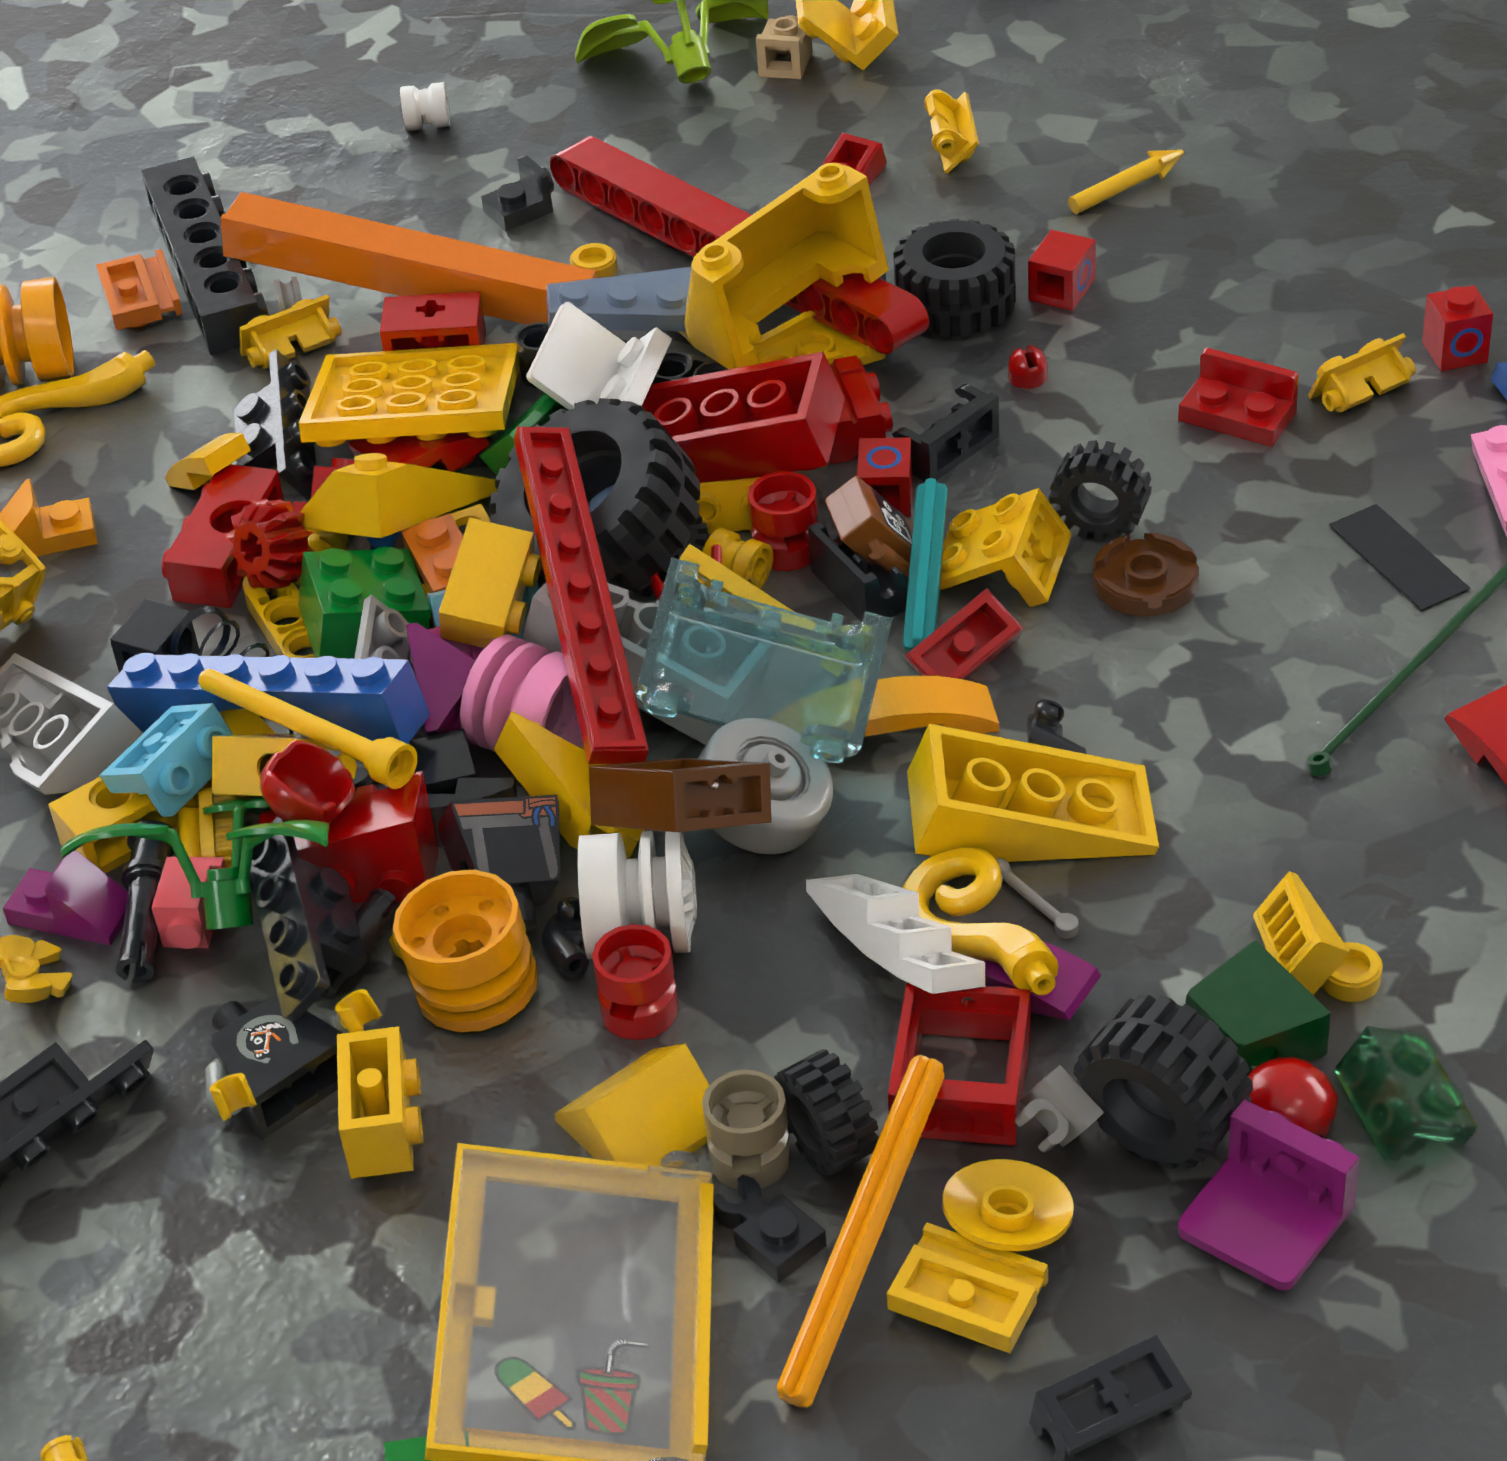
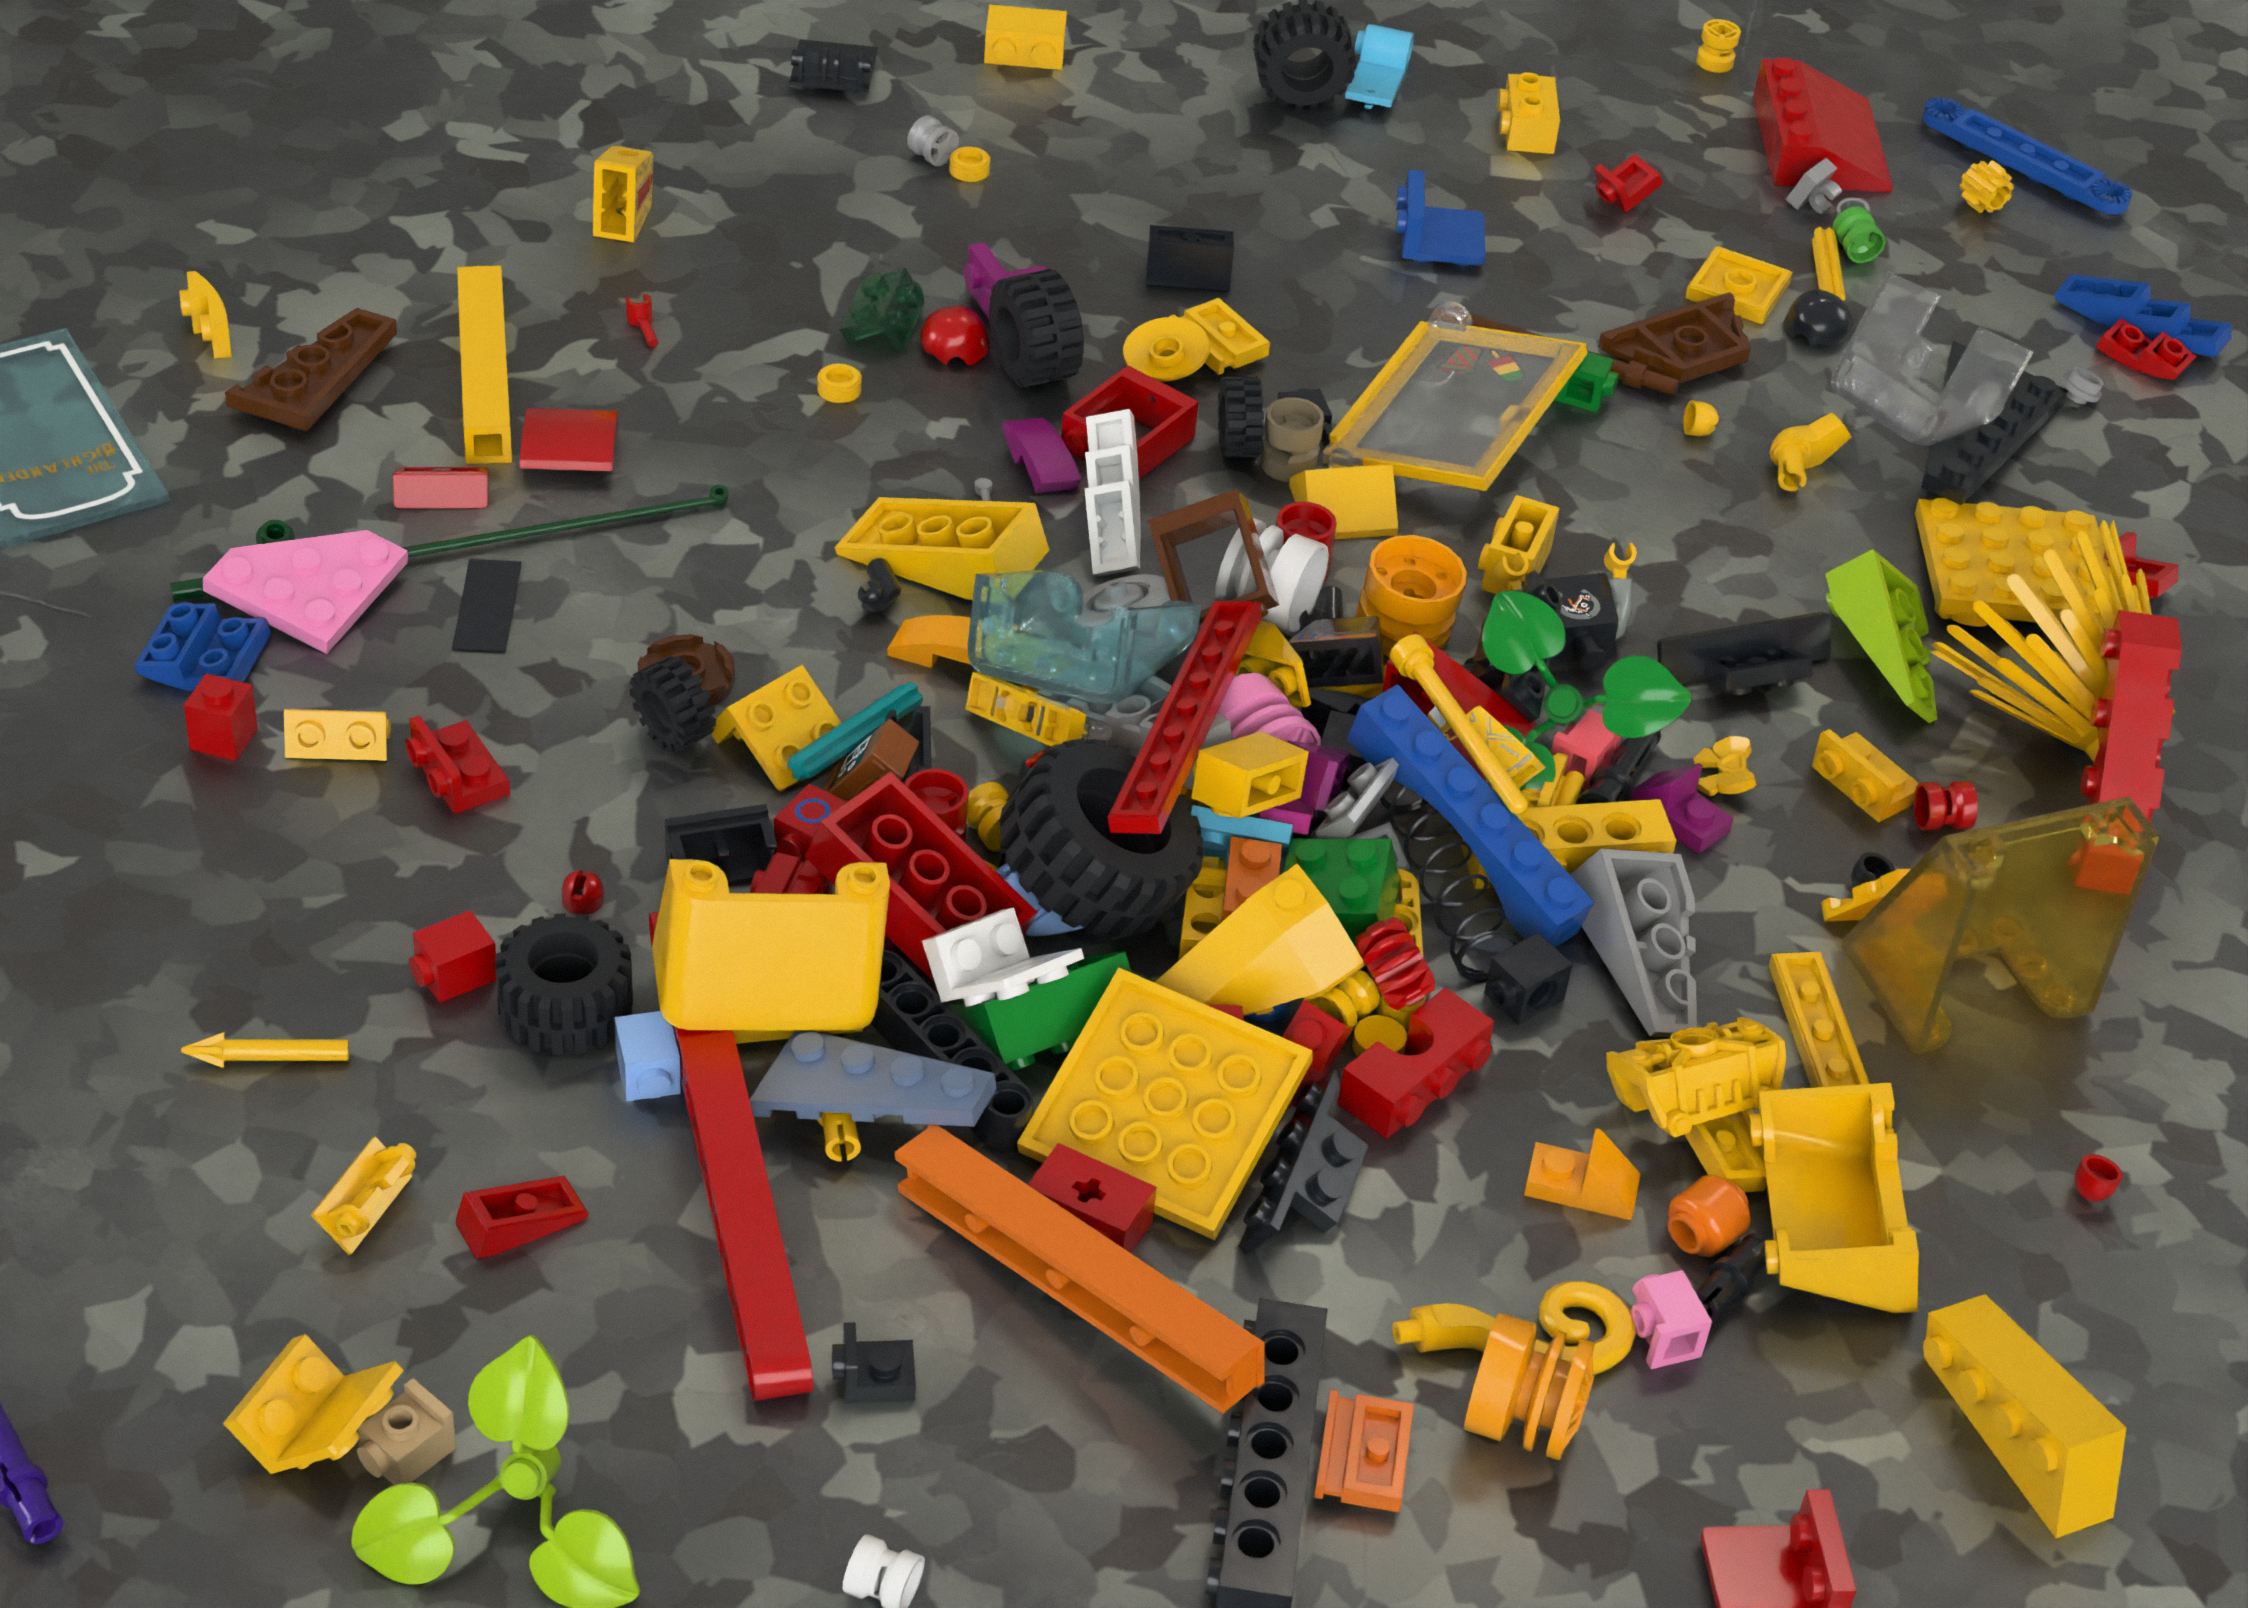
camera: 160 degrees left, 0 degrees up
(169, 758) = (1573, 801): medium azure bracket -> none
(206, 461) = (1403, 1136): yellow slope -> none
(305, 322) = (1236, 1291): yellow hinge -> none
(306, 783) = (1486, 681): red hair -> none
(597, 258) = (861, 1237): yellow tile -> none
(860, 1233) = (1260, 362): light orange axle -> none
(966, 640) = (866, 670): red slope -> none
(1014, 948) = (1051, 434): yellow plant -> none
(1059, 1107) = (1097, 368): light grey tile -> none
(1262, 1008) = (937, 371): dark green torso -> none
(1322, 945) = (864, 386): yellow slope -> none

